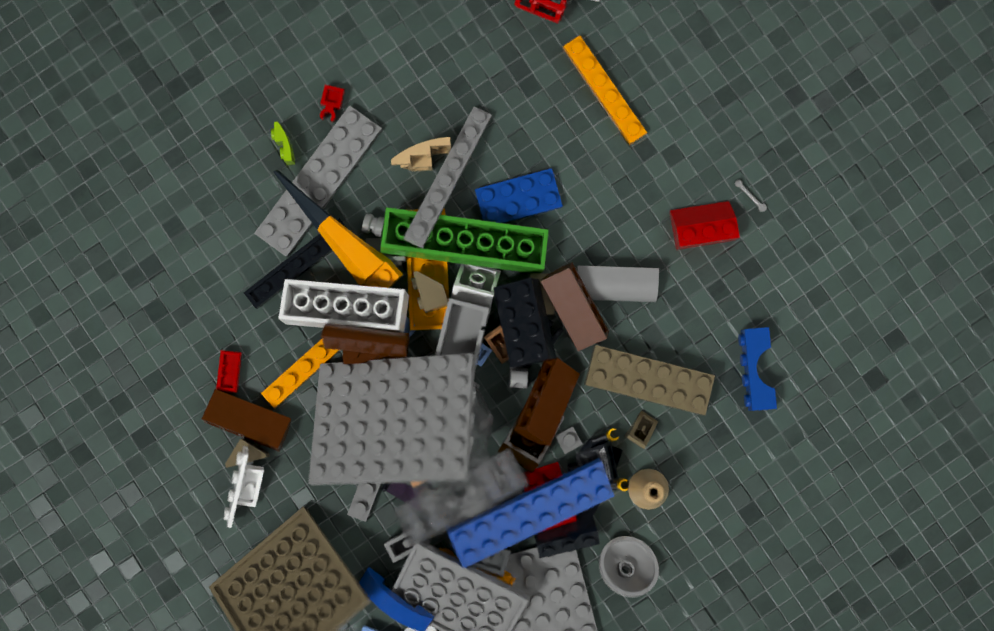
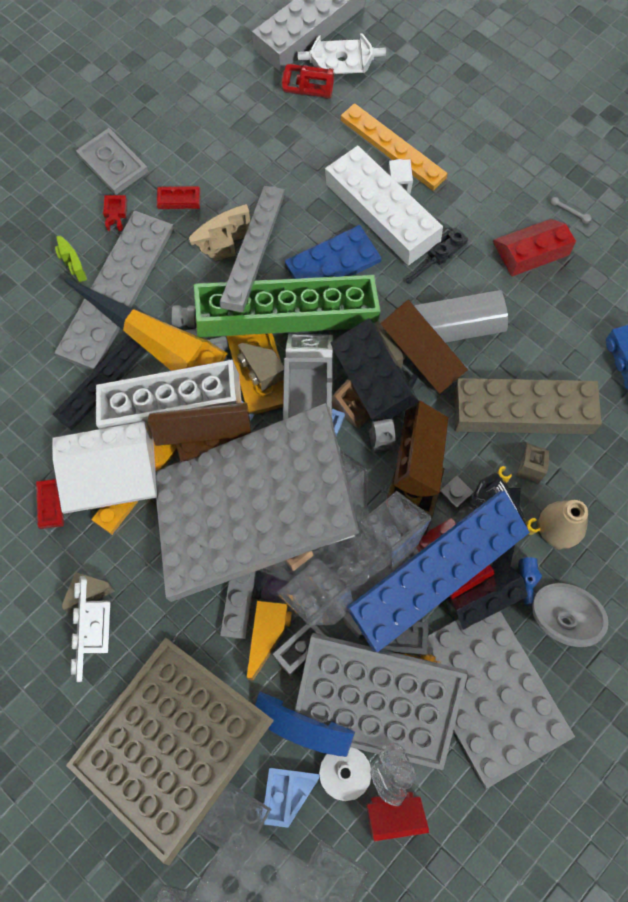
camera: 10 degrees left, 15 degrees down
(247, 420) = (80, 551): reddish brown brick -> none
(279, 353) = (105, 467): none -> white slope
(338, 47) = (112, 161): none -> light grey plate
(383, 523) = (267, 632): none -> light orange slope
(392, 100) = (178, 197): none -> red plate
(576, 155) = (383, 205): none -> white brick
(601, 126) = (401, 172): none -> white brick
(608, 524) = (531, 575): none -> blue piece
(620, 212) = (443, 251): none -> black piece

